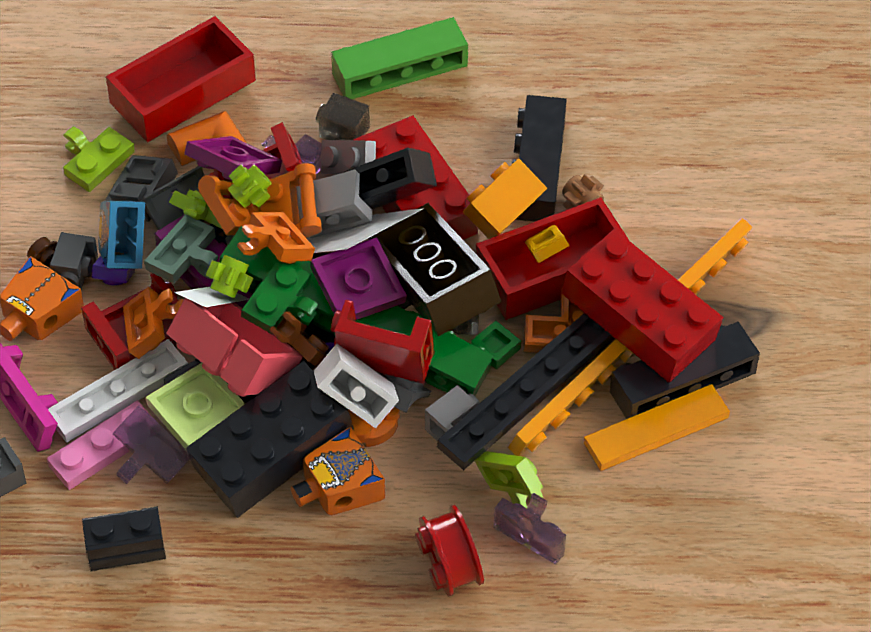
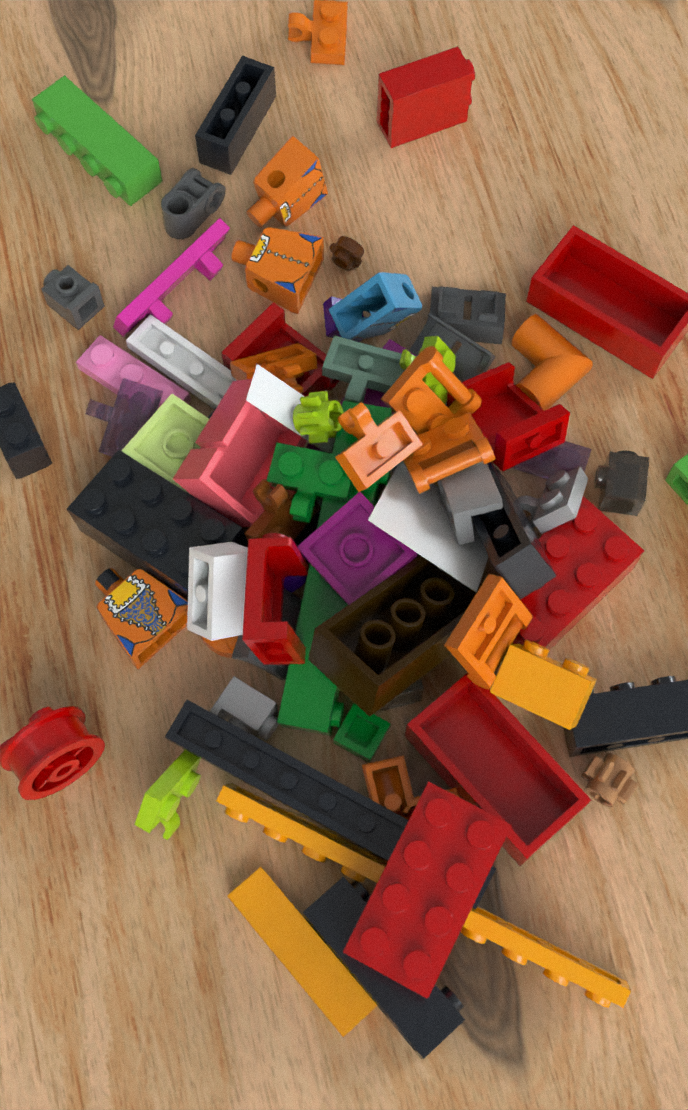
camera: 75 degrees right, 15 degrees up
(74, 257) = (338, 276): dark grey brick -> none
(96, 158) = (489, 262): lime plate -> none
(228, 153) = (500, 377): magenta plate -> none
(249, 186) = (443, 399): lime gear -> none
(462, 219) = (488, 630): none -> orange plate
(528, 529) = (112, 832): plate -> none
(546, 243) = (498, 752): yellow tile -> none

